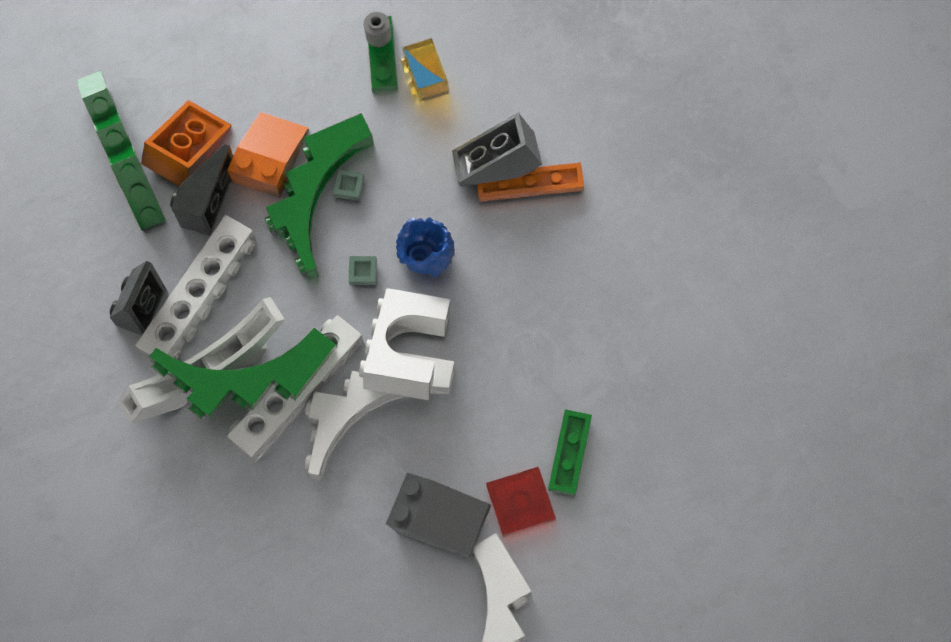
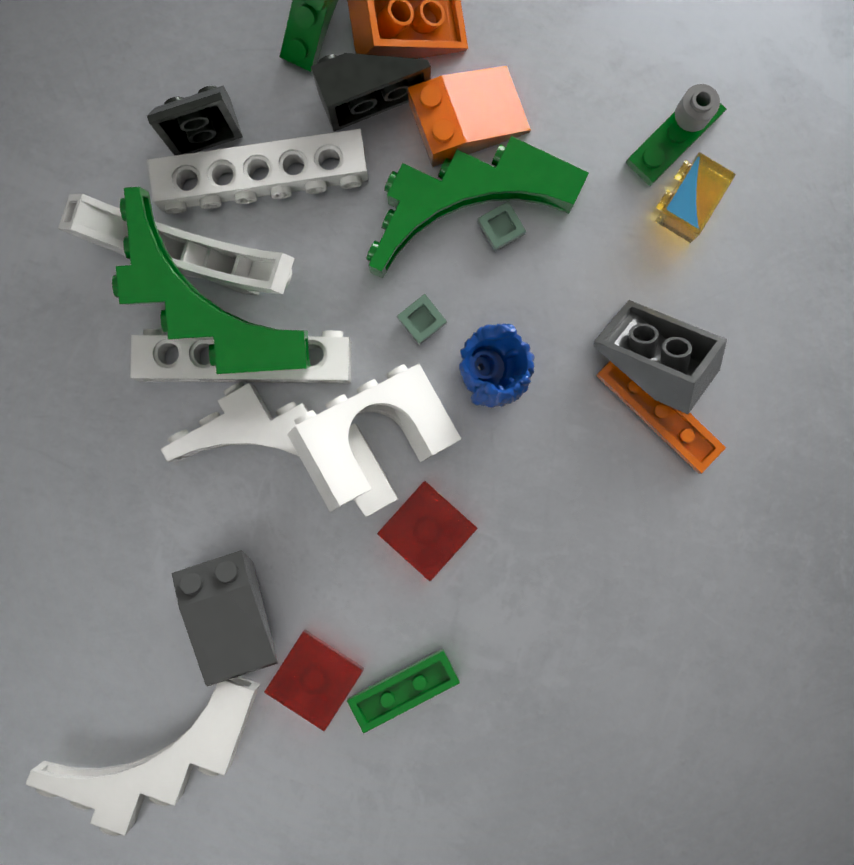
camera: 45 degrees right, 15 degrees up
(487, 366) = (427, 531): none -> clear red plate

